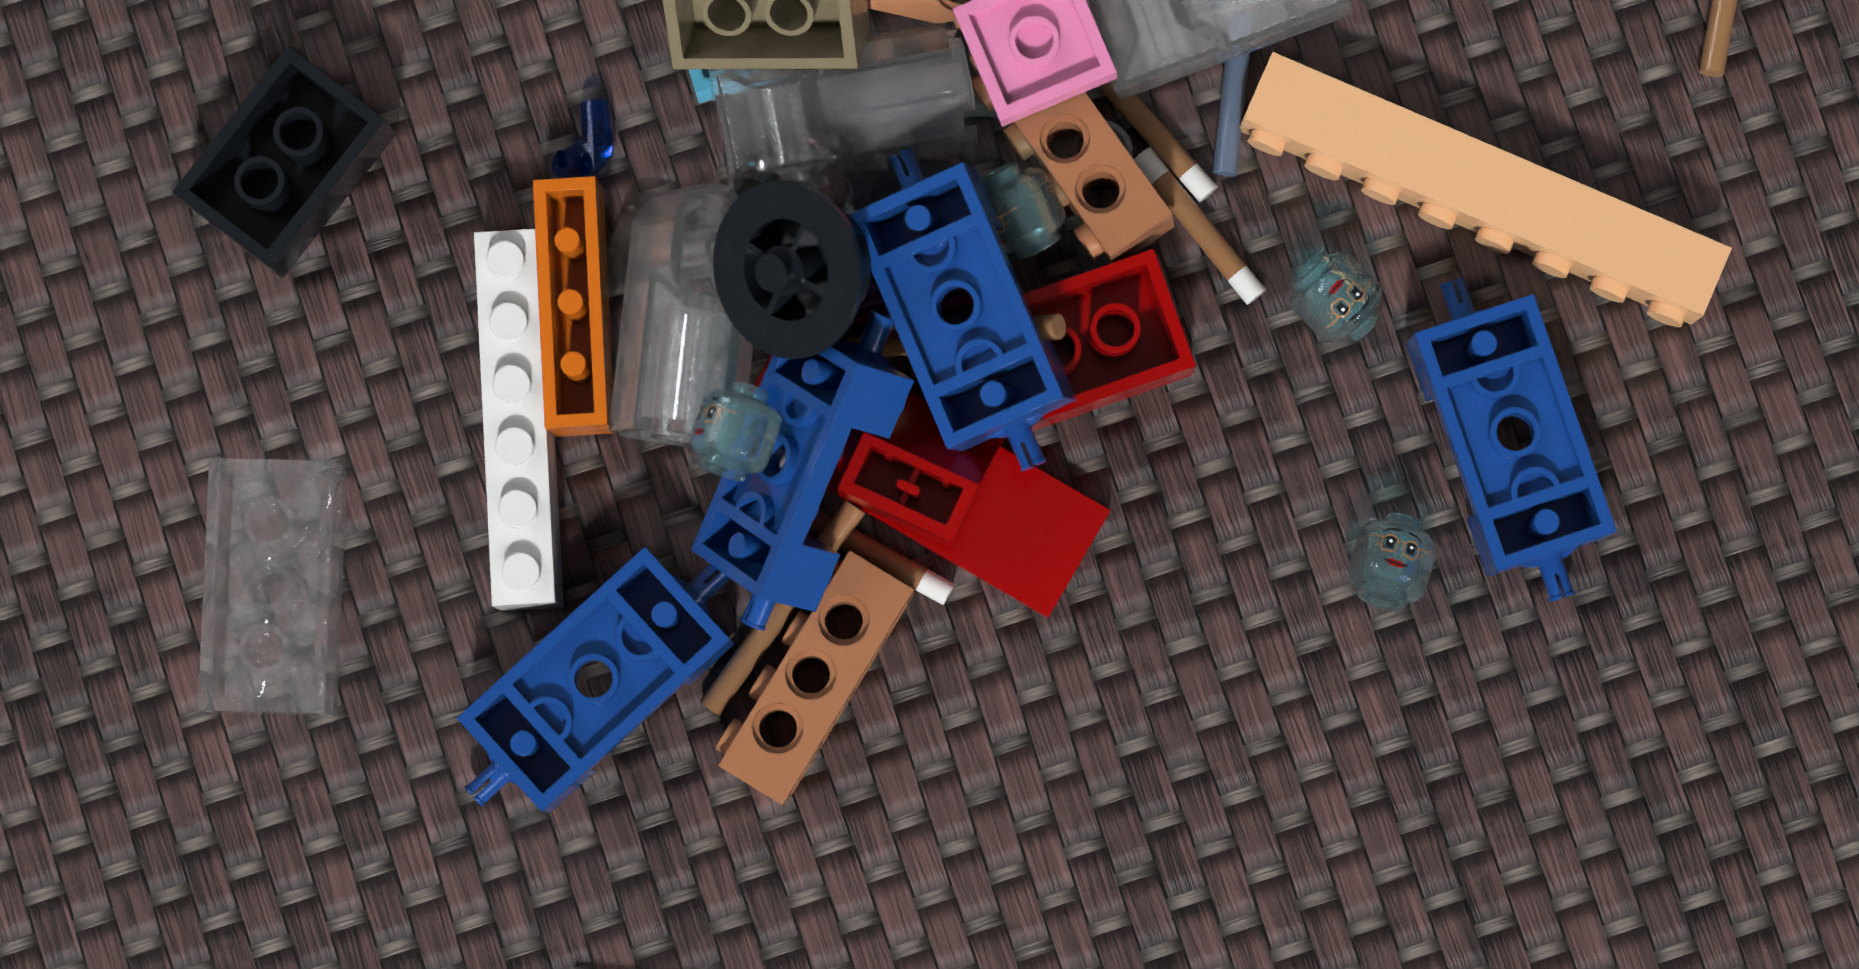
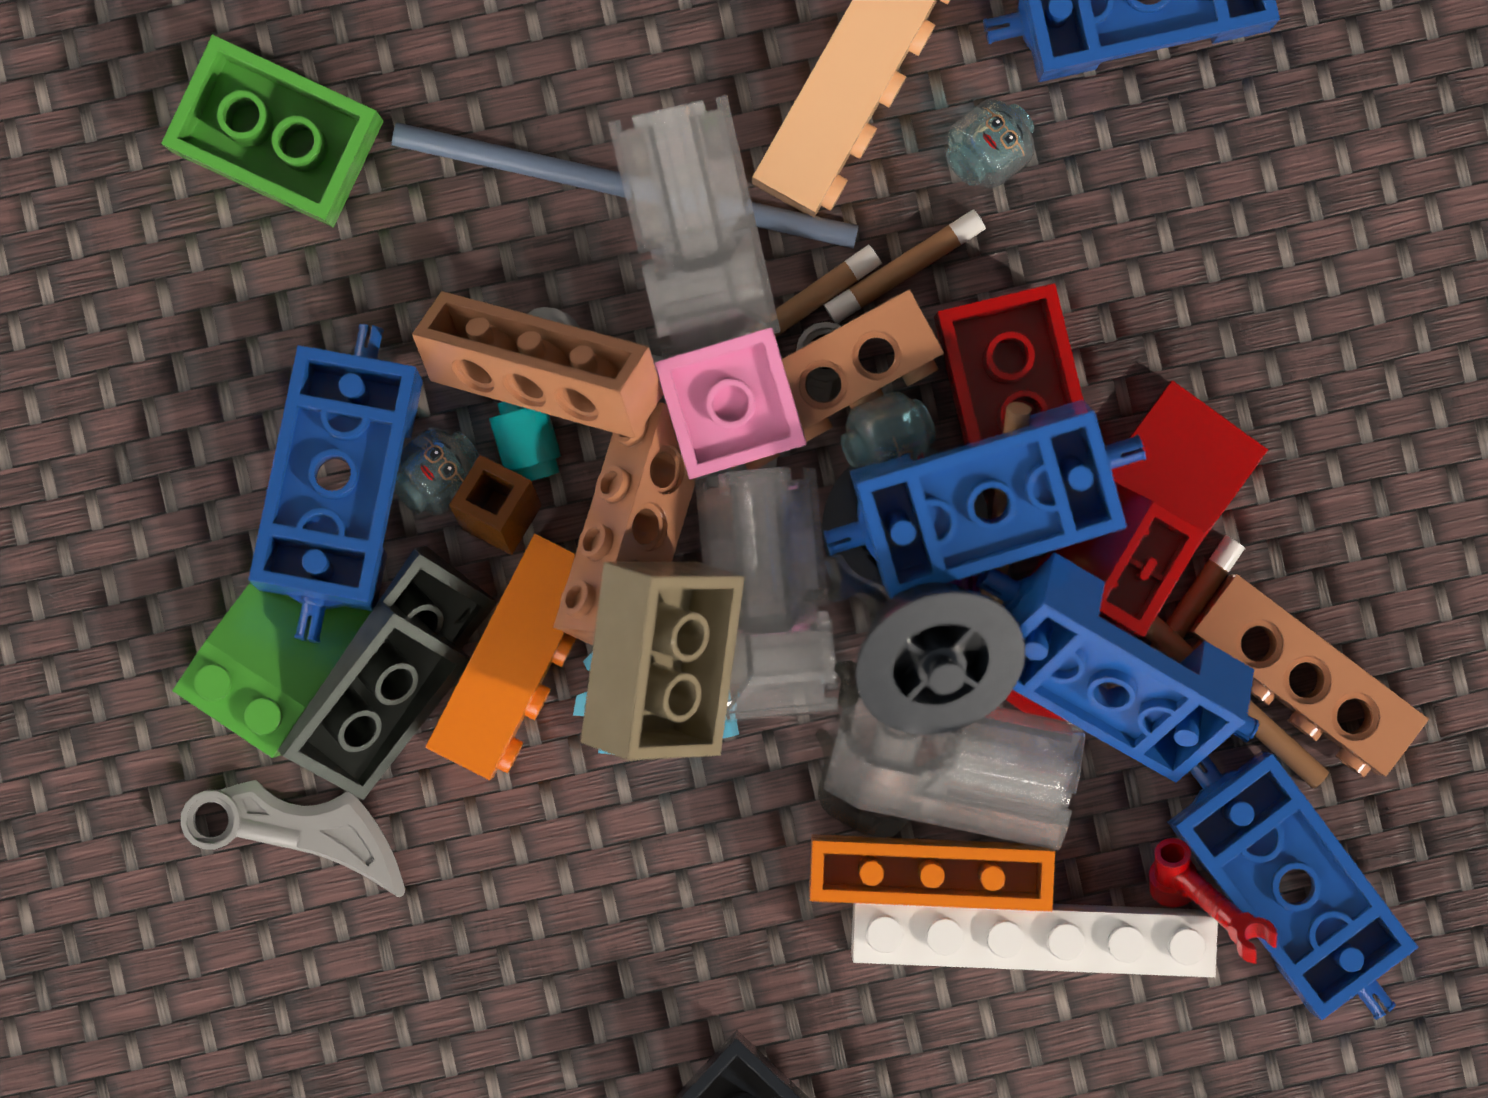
camera: 85 degrees left, 5 degrees up
(586, 566) = (1176, 883): none -> red brick
(593, 148) = (772, 843): clear blue arm -> none
(735, 431) = (1083, 728): clear light blue head -> none
(1392, 562) = (1250, 118): clear light blue head -> none

